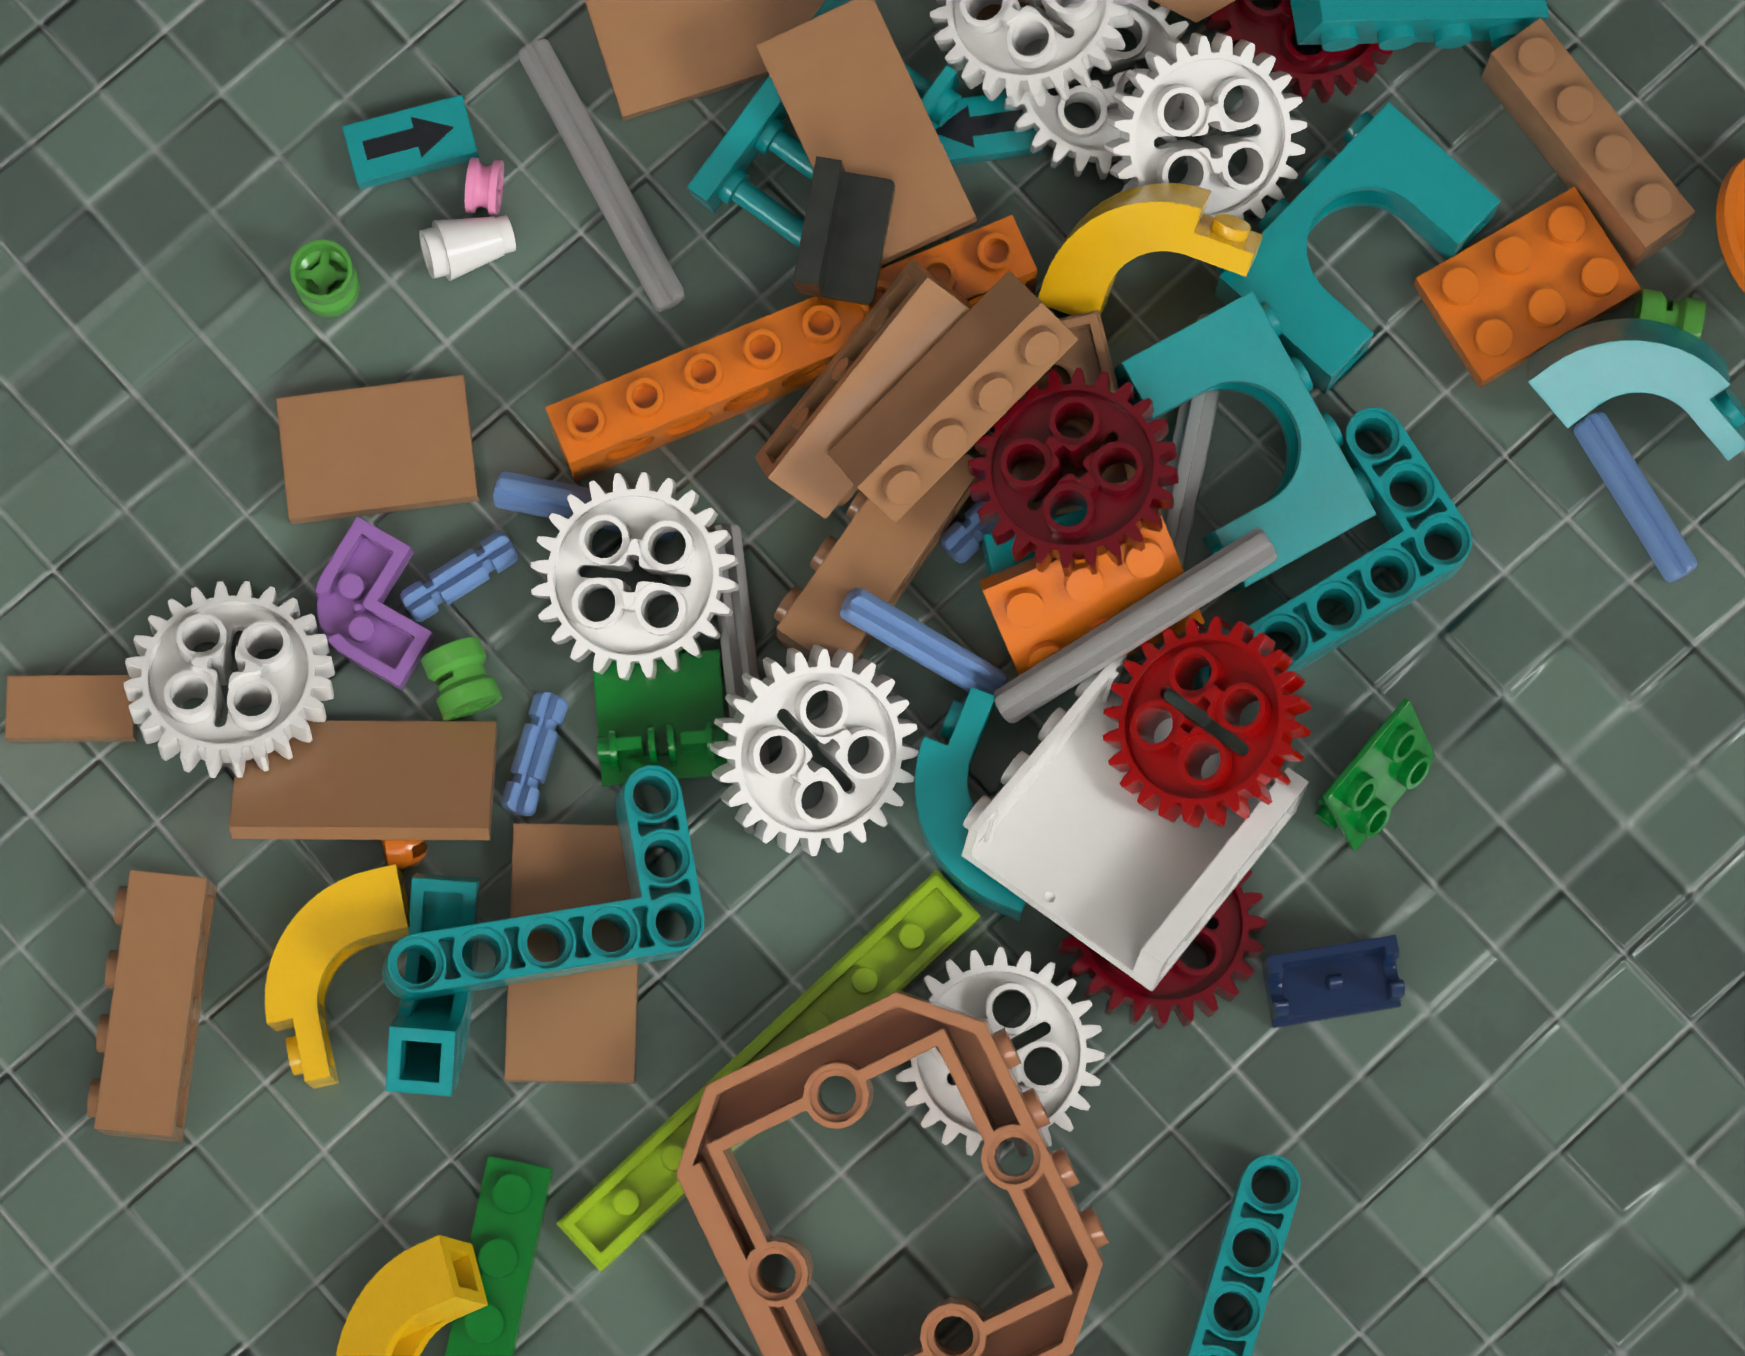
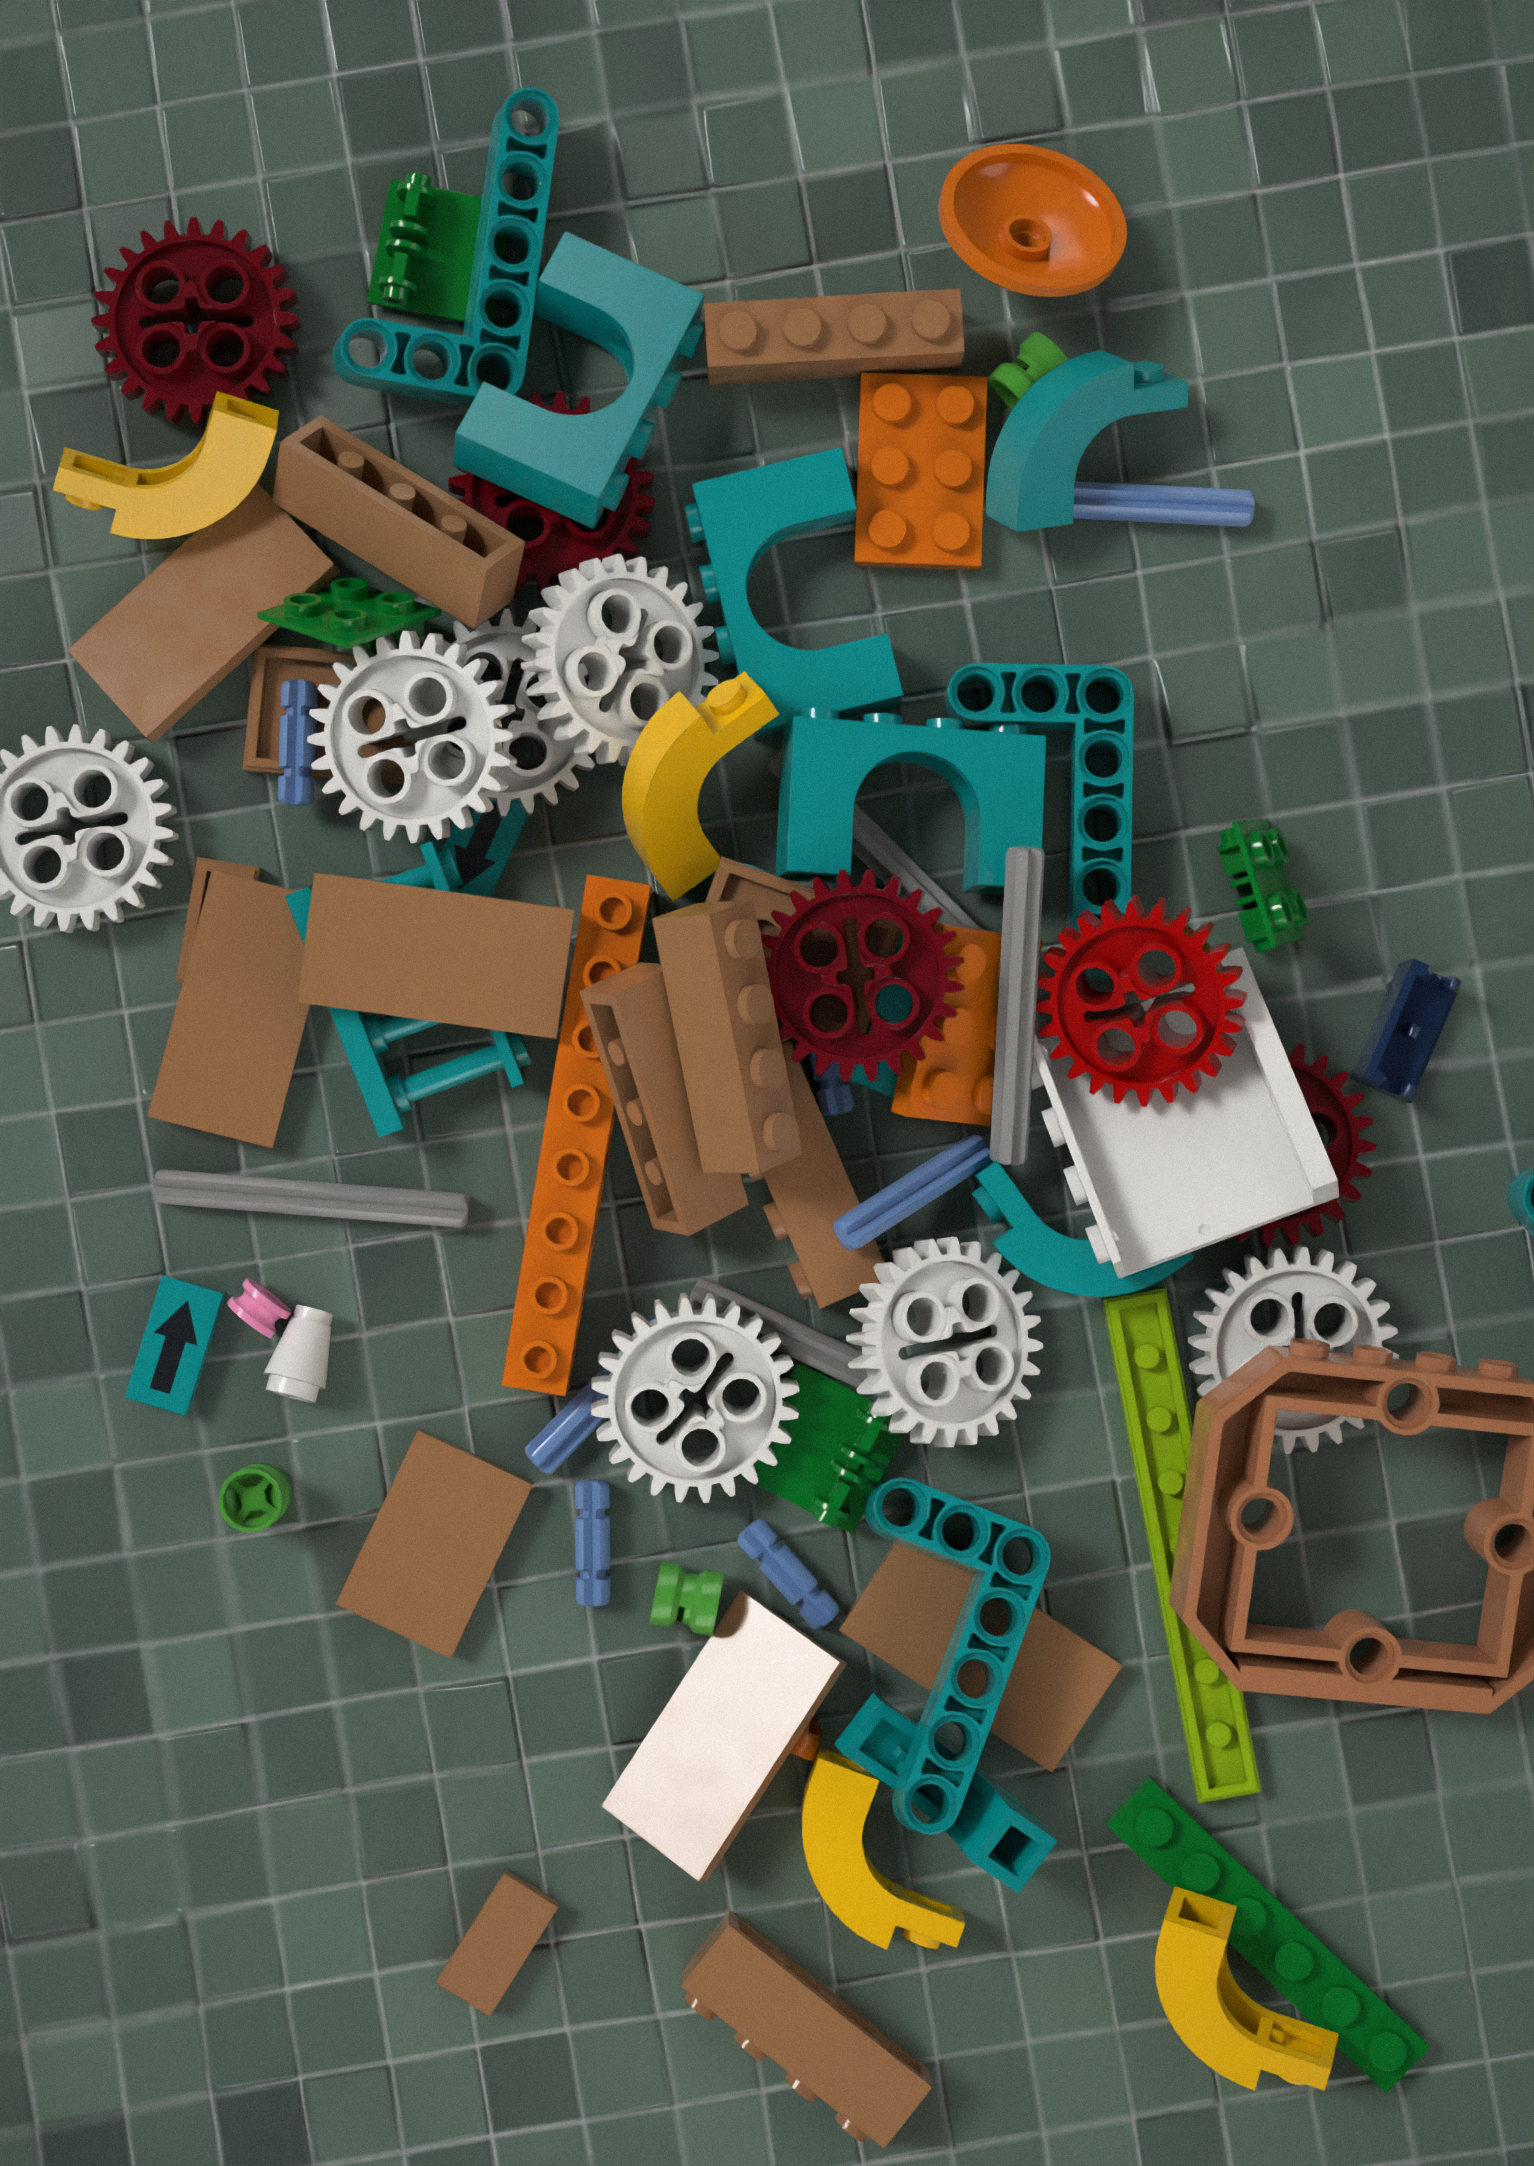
camera: 60 degrees left, 10 degrees up
(172, 673) = (528, 1843): white gear -> none
(353, 608) = (566, 1652): medium lavender plate -> none
(843, 234) = (519, 1034): pearl dark grey panel -> none

